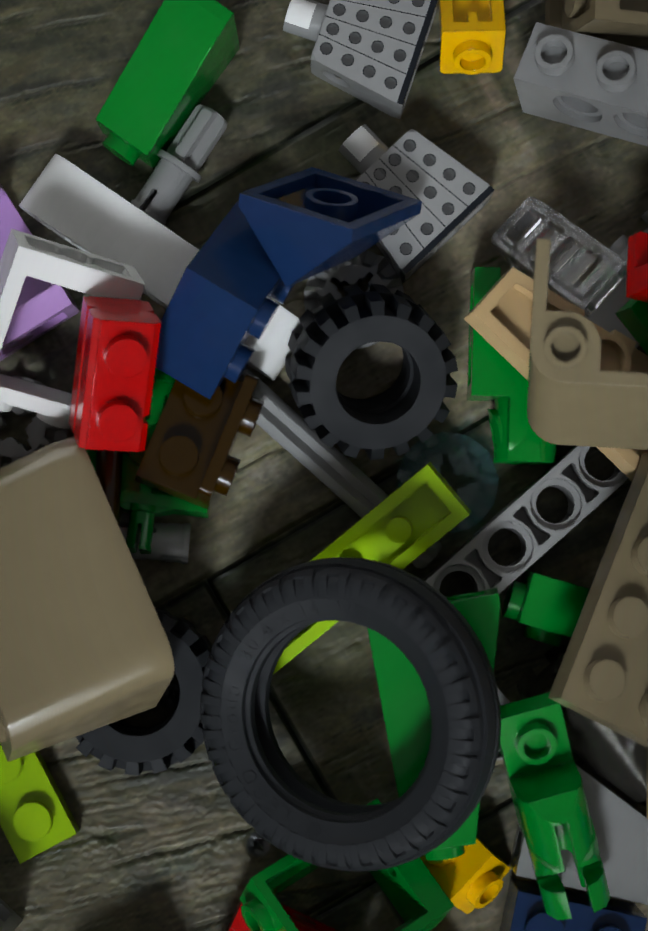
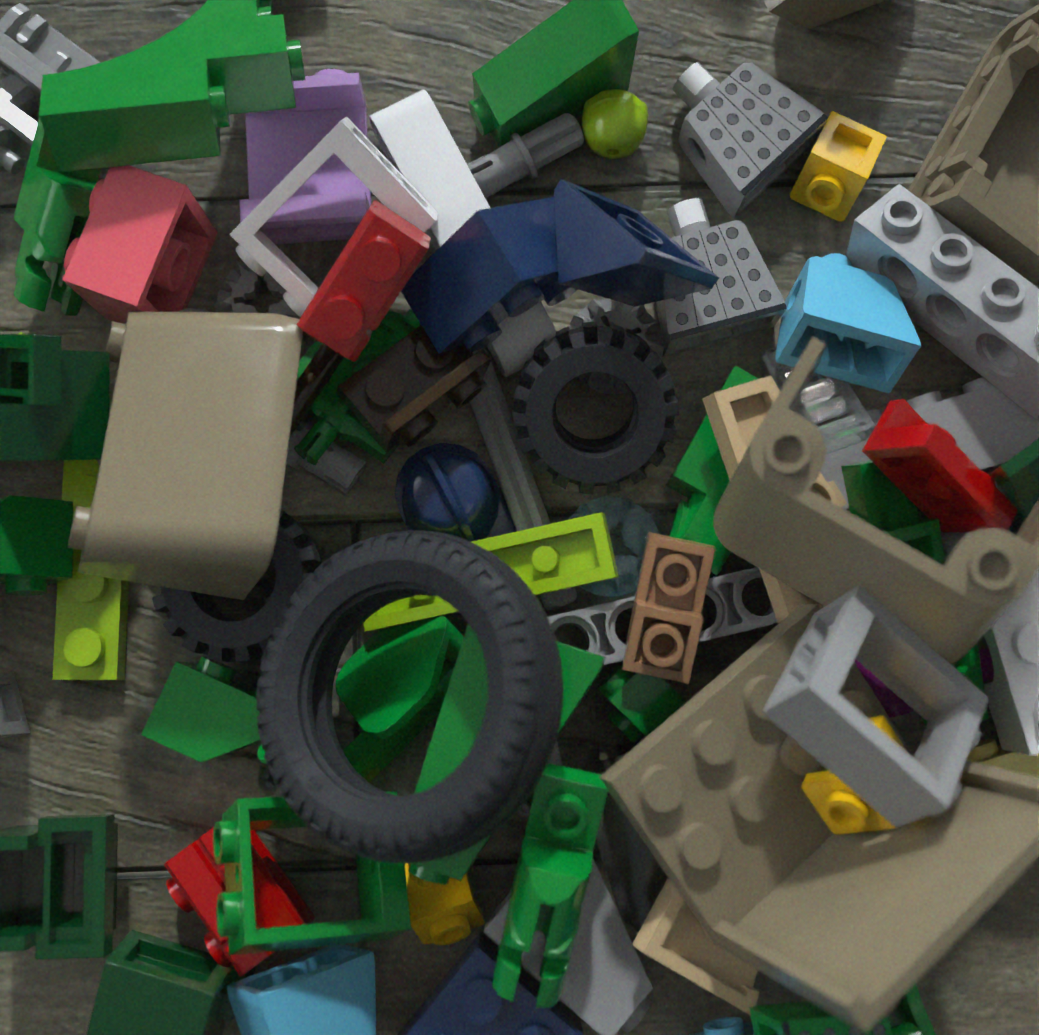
camera: 25 degrees right, 5 degrees down
(175, 818) = (204, 712): none -> green slope
(246, 91) = (614, 123): none -> lime piece
(283, 515) = (452, 494): none -> dark blue piece
(326, 708) = (395, 688): none -> green piece
(528, 516) = (668, 608): none -> medium nougat slope
(553, 176) = (857, 319): none -> medium azure torso

